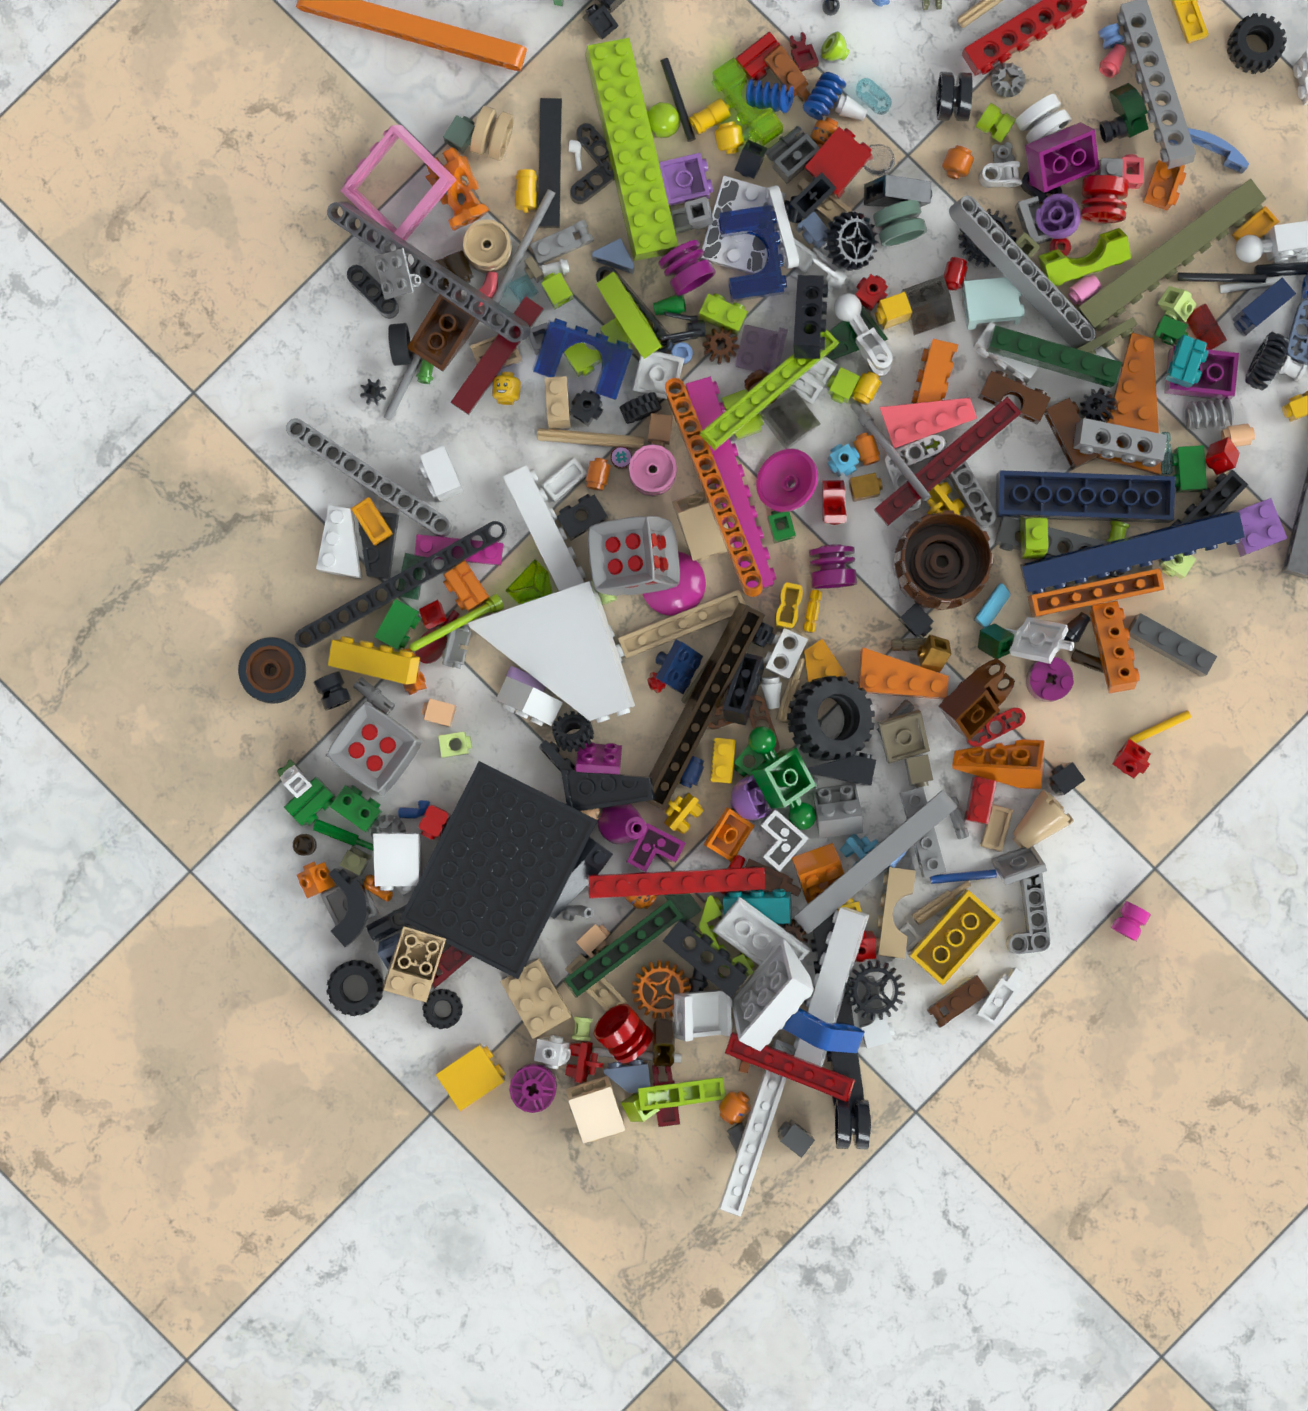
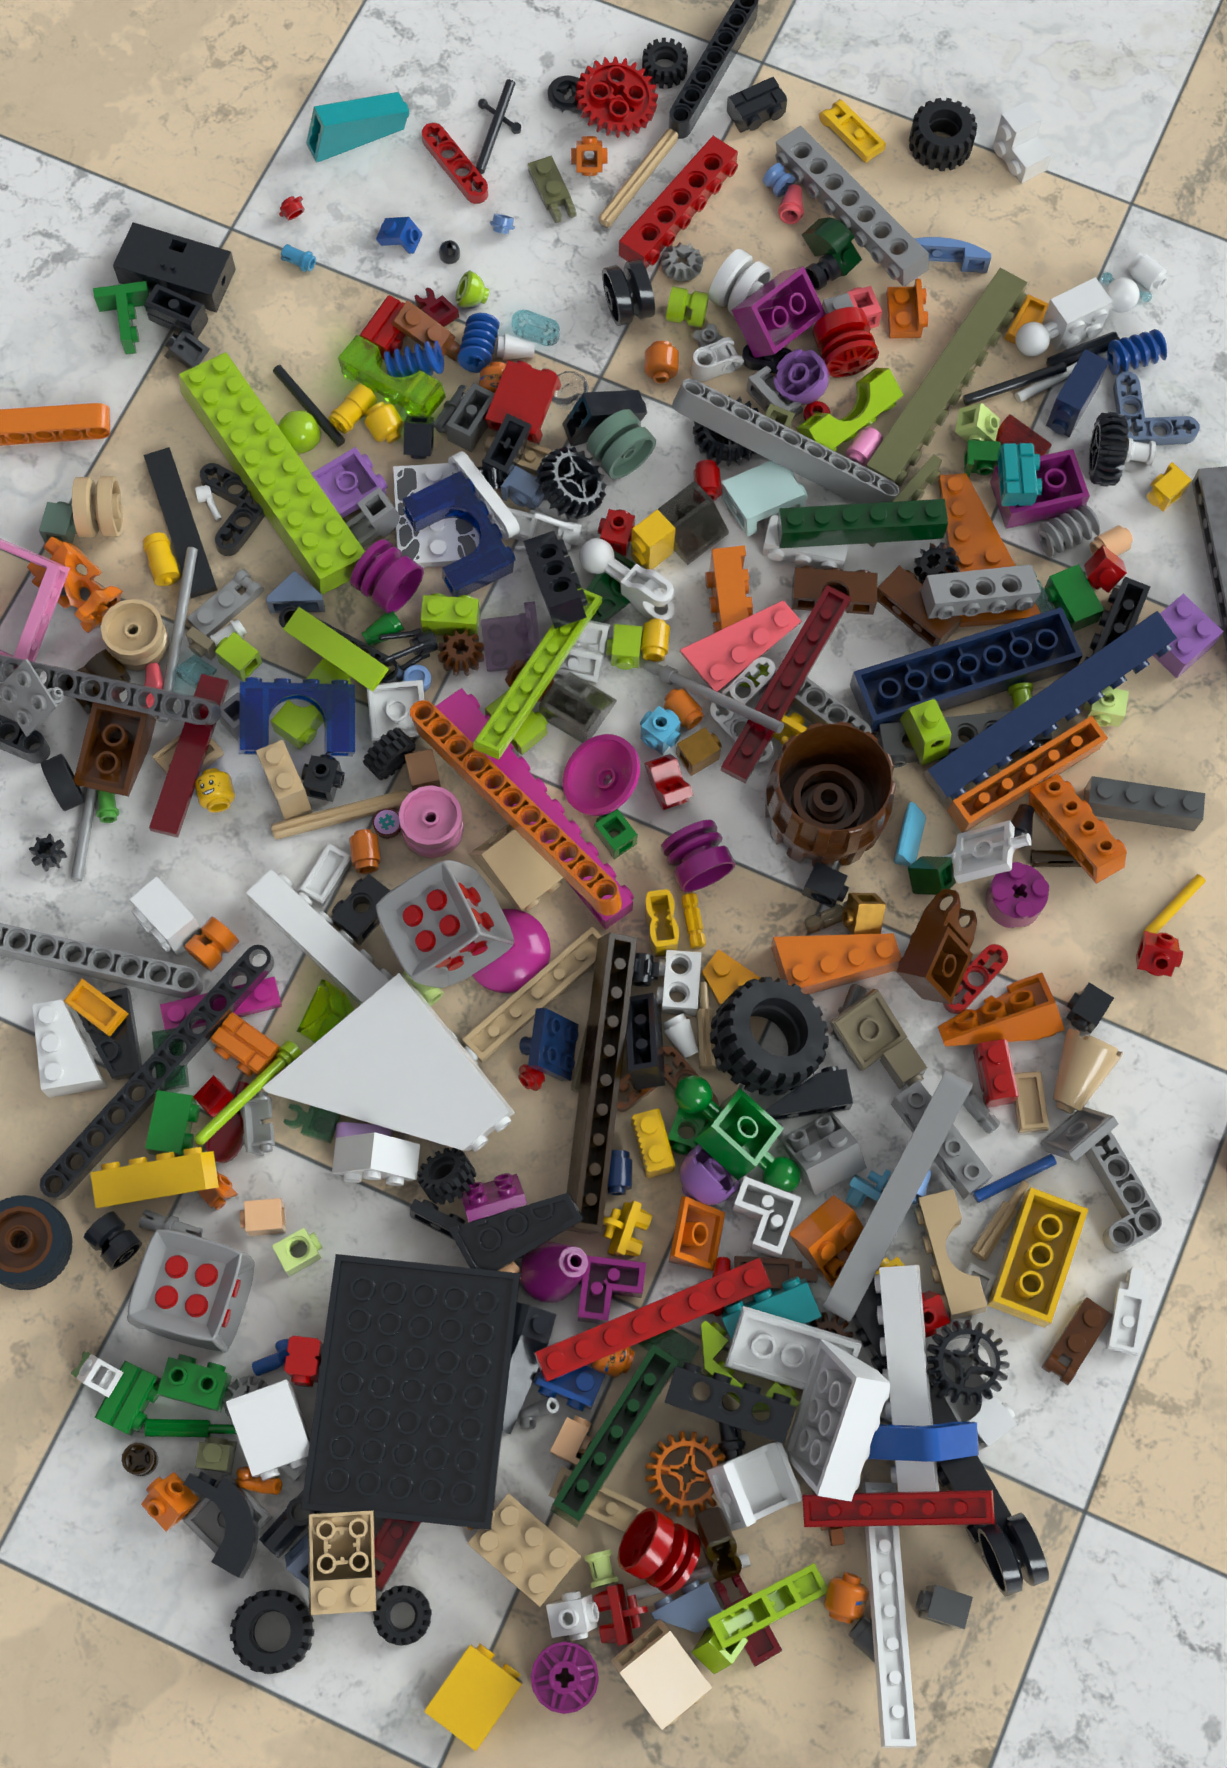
camera: 20 degrees left, 15 degrees down
(469, 496) = (211, 944): none -> orange wheel
(495, 659) = (316, 1124): none -> clear green plate
(610, 907) = (577, 1386): none -> blue bracket

